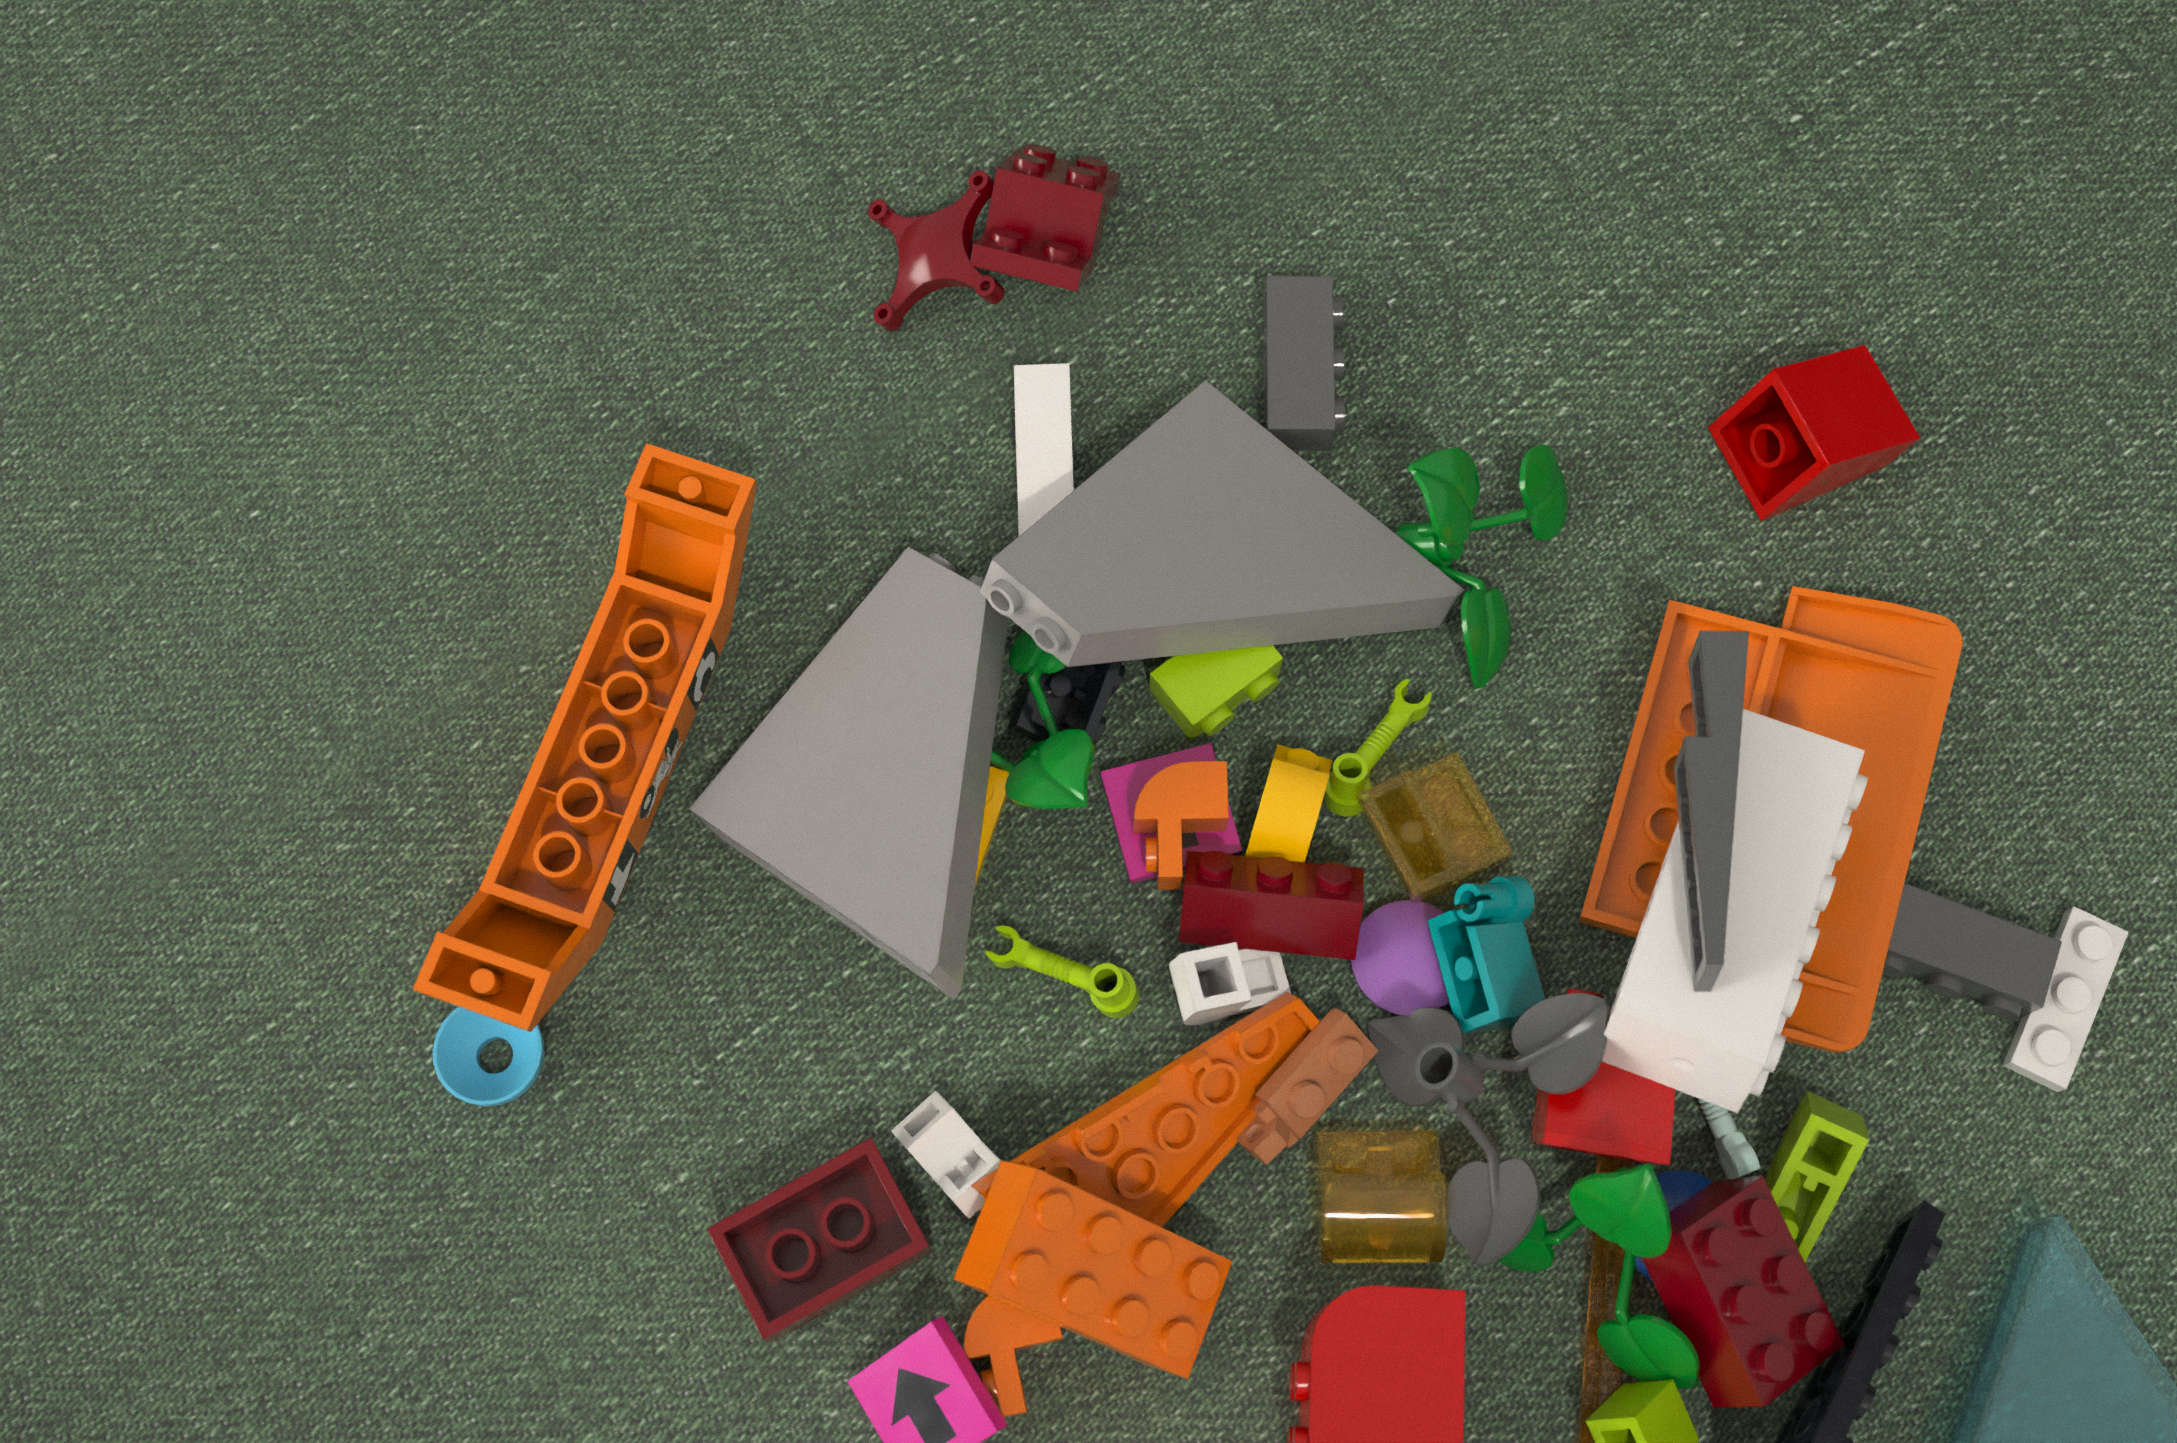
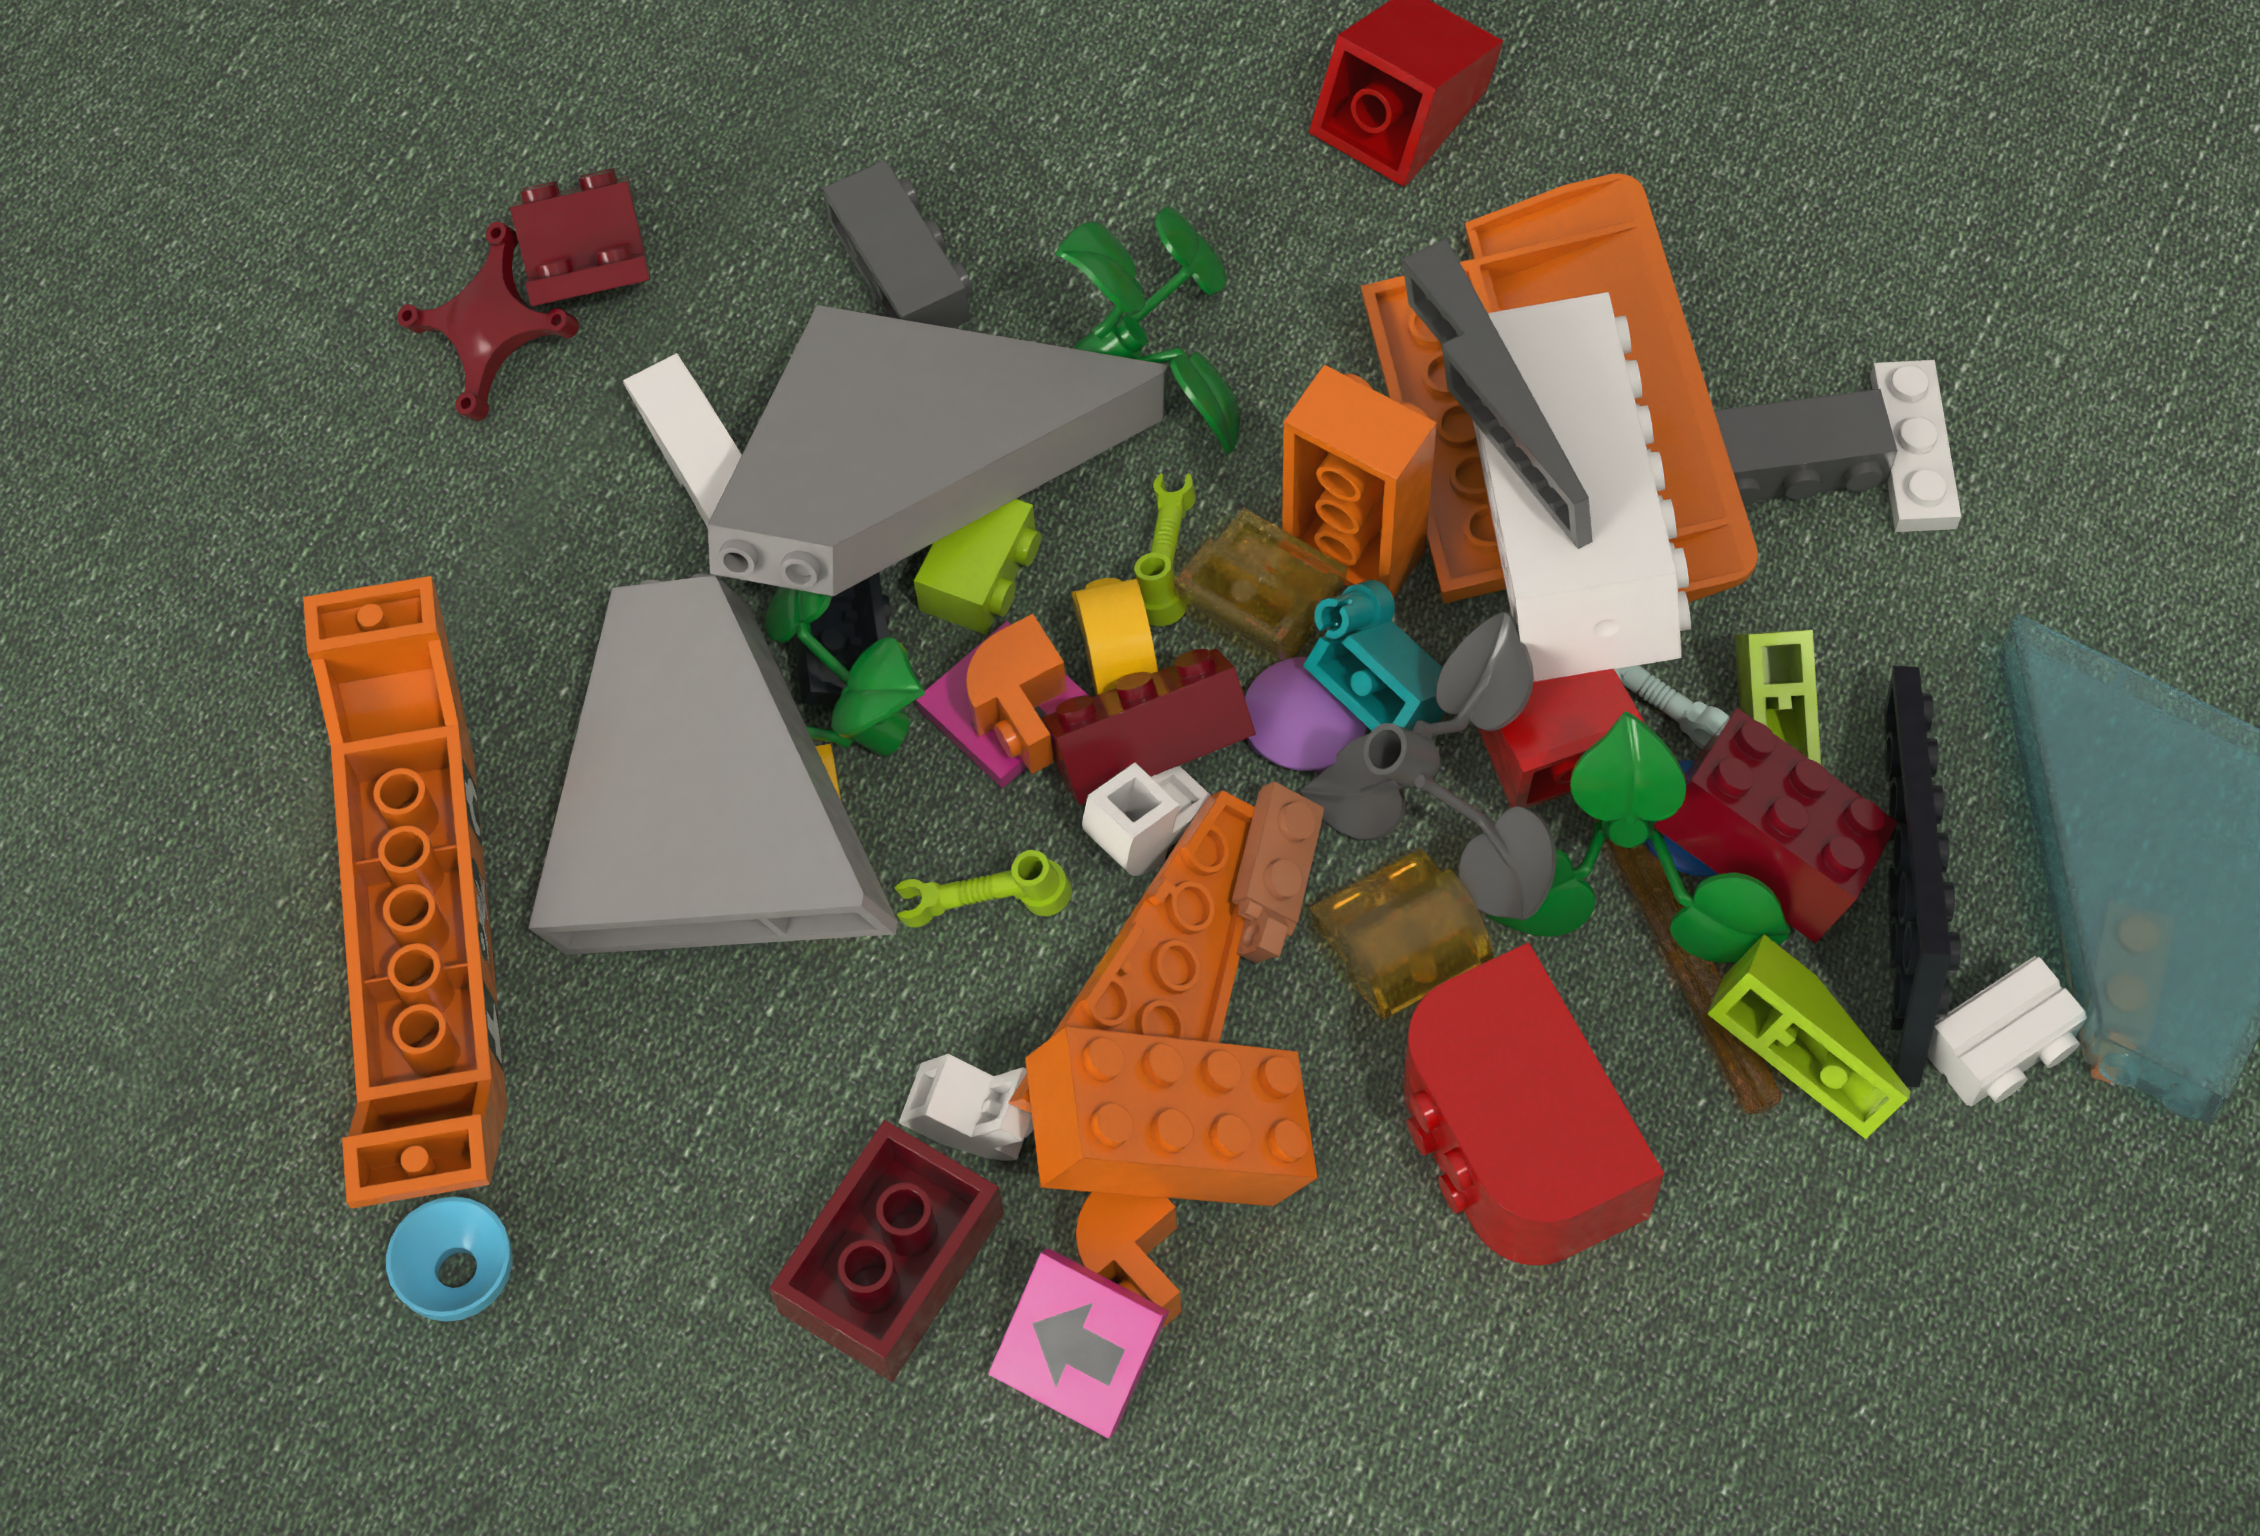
camera: 25 degrees left, 10 degrees down
(1557, 797) = (1358, 477): none -> orange brick

